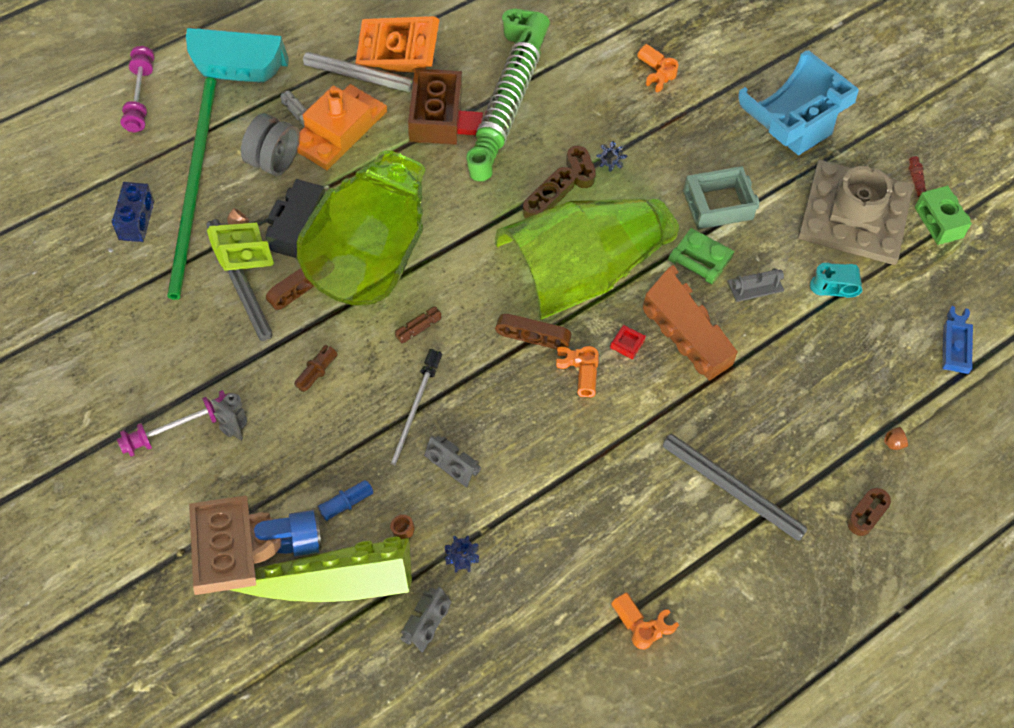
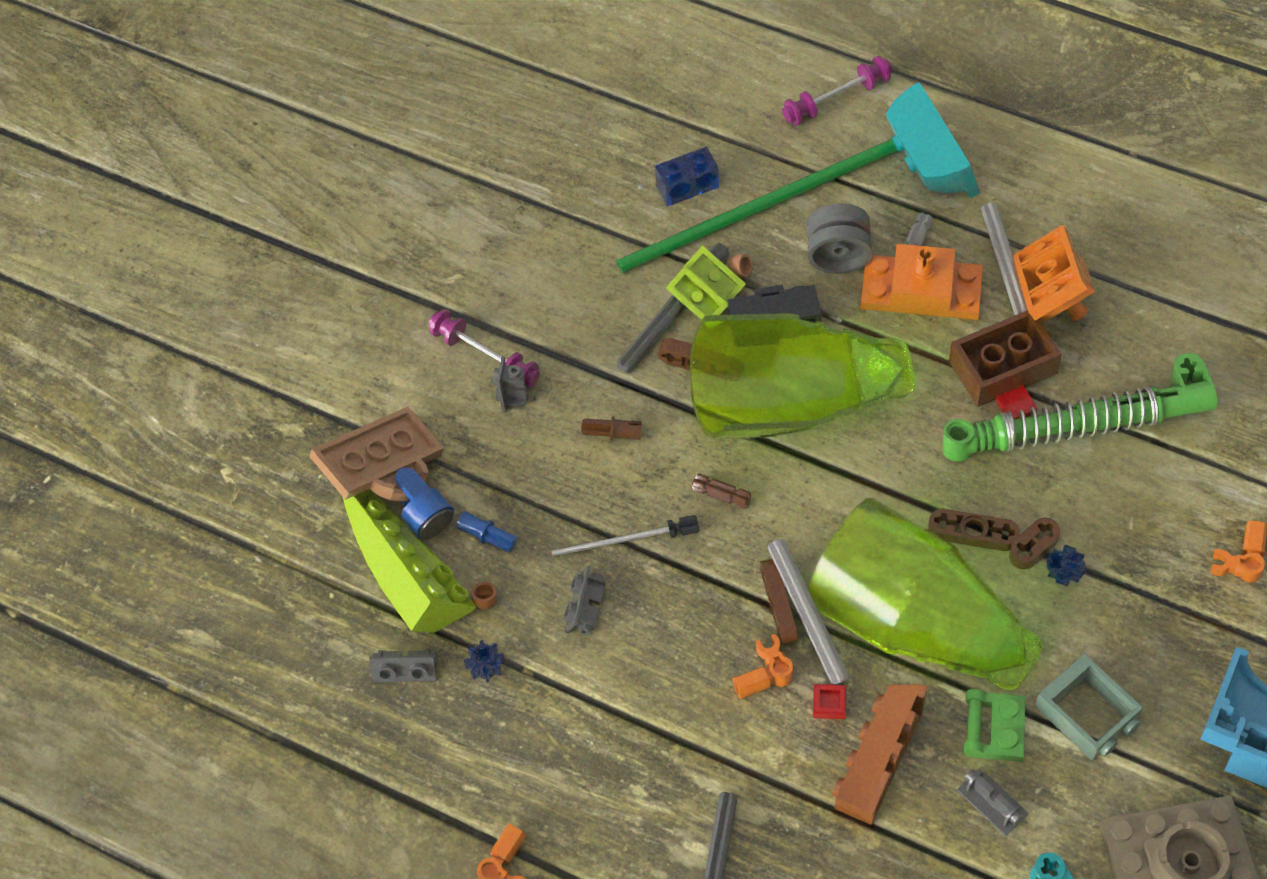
camera: 70 degrees right, 0 degrees up
(556, 315) = (808, 612): none -> light grey axle

